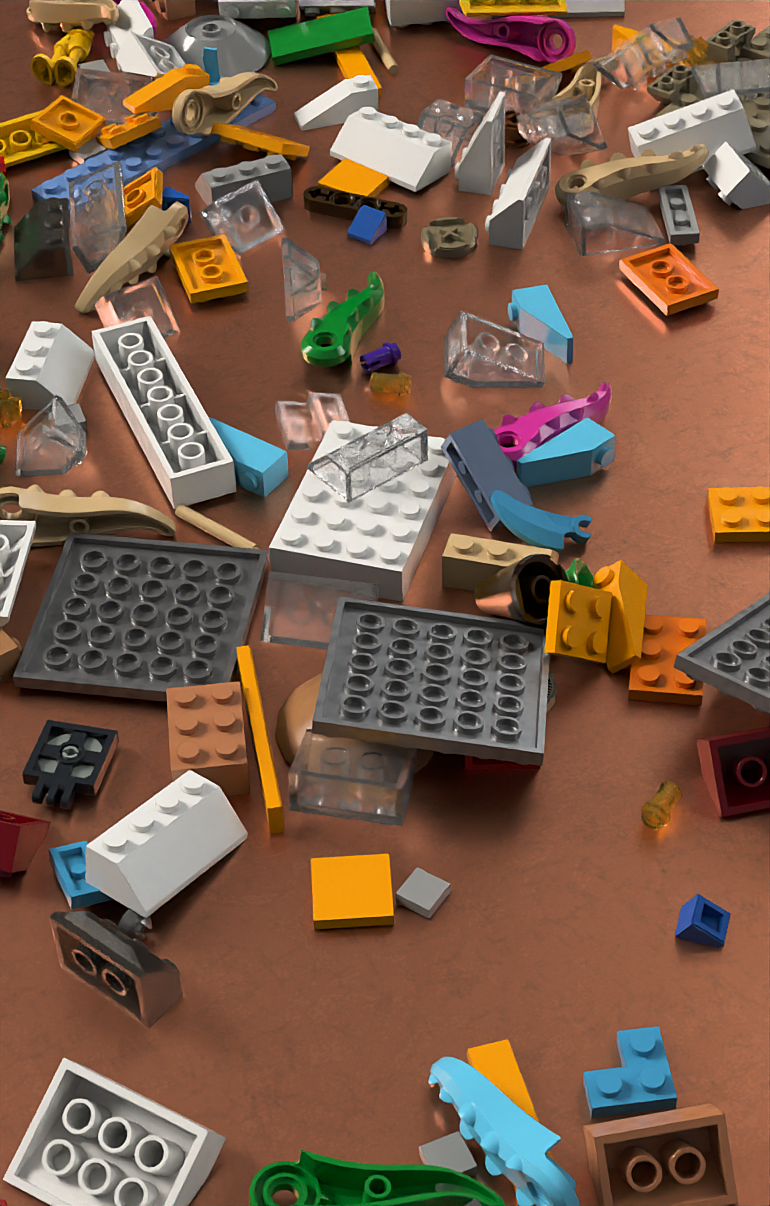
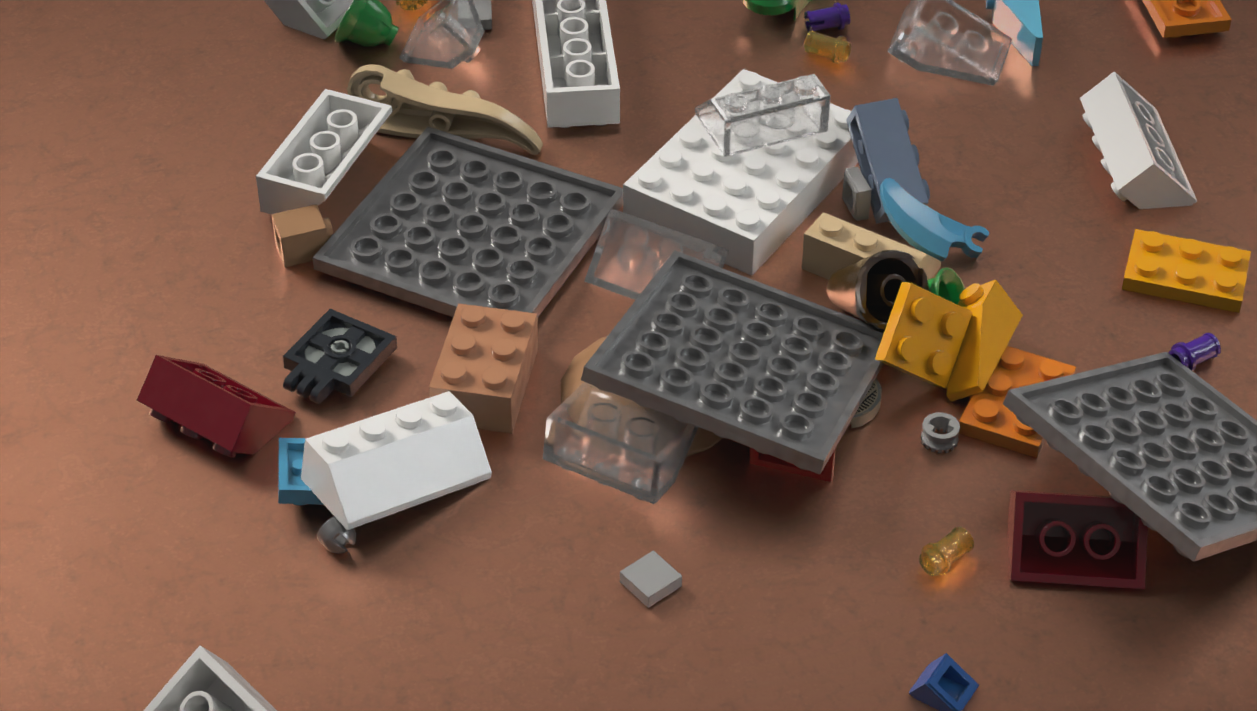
camera: 15 degrees right, 0 degrees up
(115, 965) = (299, 569): clear smoke slope -> none
(213, 528) = (580, 155): tan bar -> none
(257, 464) = (645, 94): medium azure slope -> none
(260, 740) = (540, 381): light orange tile -> none
(307, 422) = (717, 65): clear slope -> none
(352, 891) = (576, 558): light orange tile -> none
(467, 509) = (856, 193): none -> light grey tile
(545, 422) = (981, 128): dark pink animal -> none
(569, 455) = (991, 161): medium azure slope -> none
(616, 711) = (940, 441): none -> light grey bush
(681, 416) = (1135, 146): none -> white slope

